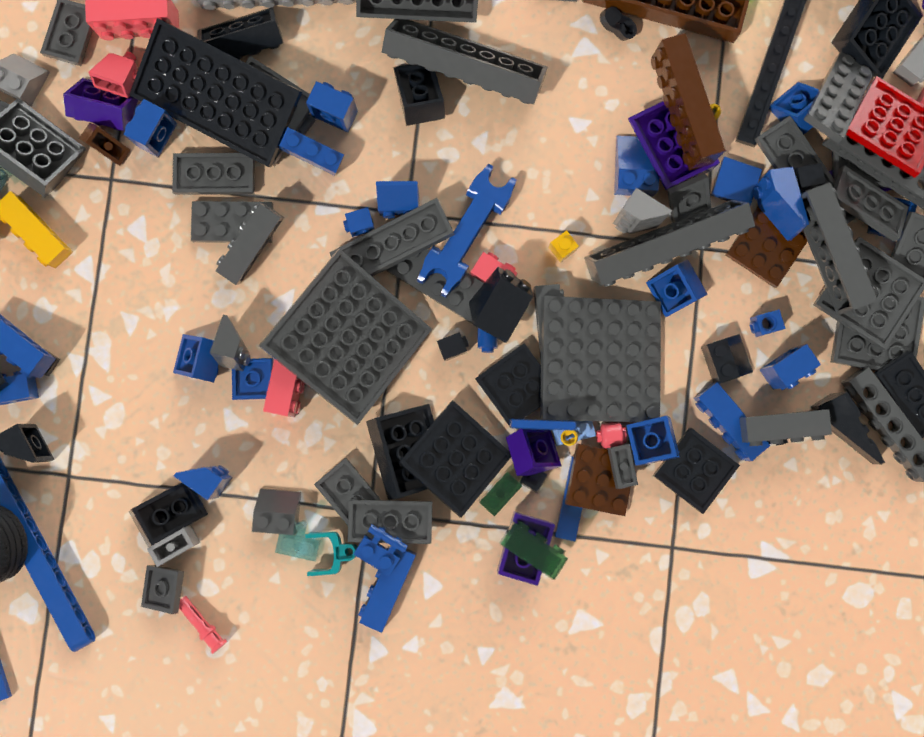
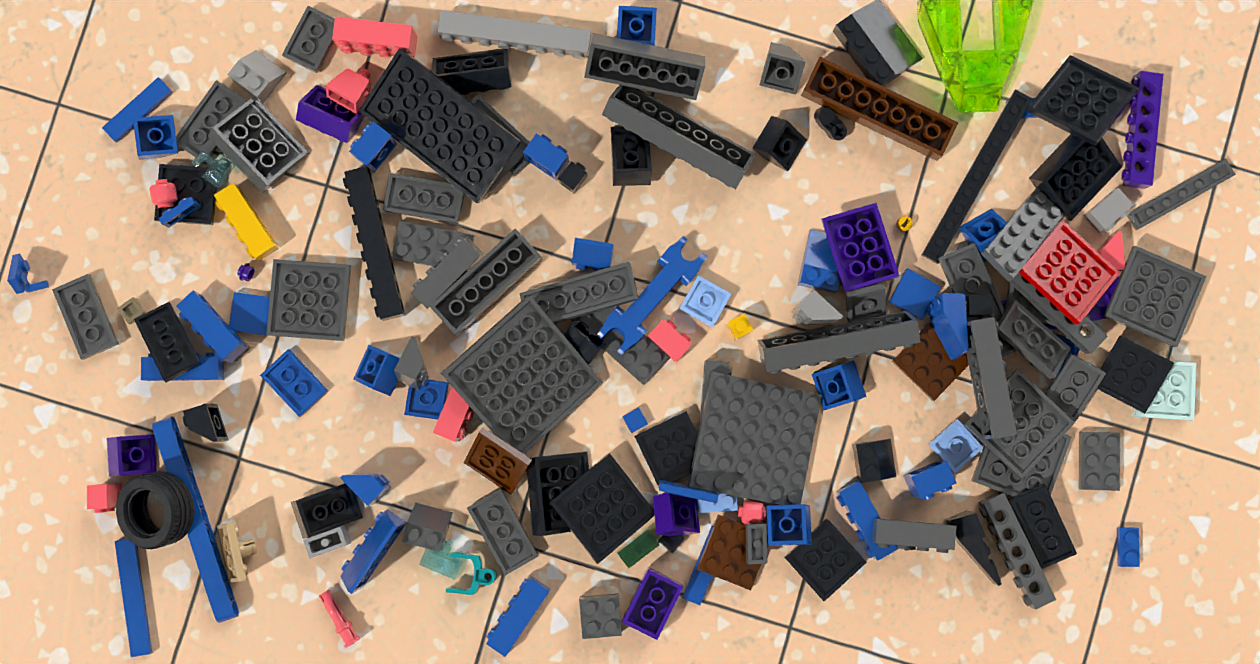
camera: 10 degrees right, 0 degrees up
(41, 282) = (246, 272): none -> dark purple plate
(54, 324) = (249, 313): none -> blue tile
(78, 573) = (234, 551): none -> tan plate
(104, 144) = (327, 152): reddish brown slope -> none
(111, 299) = (308, 300): none -> dark grey plate
(112, 387) = (294, 382): none -> blue tile
(162, 589) = (309, 579): dark grey plate -> none
(170, 229) = (374, 244): none -> black brick
(222, 548) = (372, 550): none -> blue slope
(293, 247) = (486, 282): none -> dark grey brick
(311, 151) = (519, 196): blue brick -> none
(336, 428) = (497, 460): none -> reddish brown plate
(358, 222) = (552, 269): blue brick -> none
(363, 124) = (573, 176): none -> black brick
(378, 555) = (515, 585): blue plate -> none
(403, 519) = (531, 555): dark grey plate -> none
(406, 289) = (584, 340): none -> black brick
(453, 346) = (619, 402): black brick -> none
(472, 362) = (635, 420): none -> blue tile
(473, 571) = (600, 616): none -> dark grey brick
(486, 342) = (652, 399): blue brick -> none
(500, 303) = (670, 372): black slope -> none
(523, 227) = (705, 301): none -> light blue plate
(534, 549) = (659, 605): clear green brick -> none
(569, 442) = (711, 512): yellow hinge -> none
(570, 52) = (779, 143): none -> black slope
(687, 102) = (877, 216): reddish brown brick -> none
(775, 323) = (925, 434): blue brick -> none
(808, 327) = (955, 445): none -> light blue plate

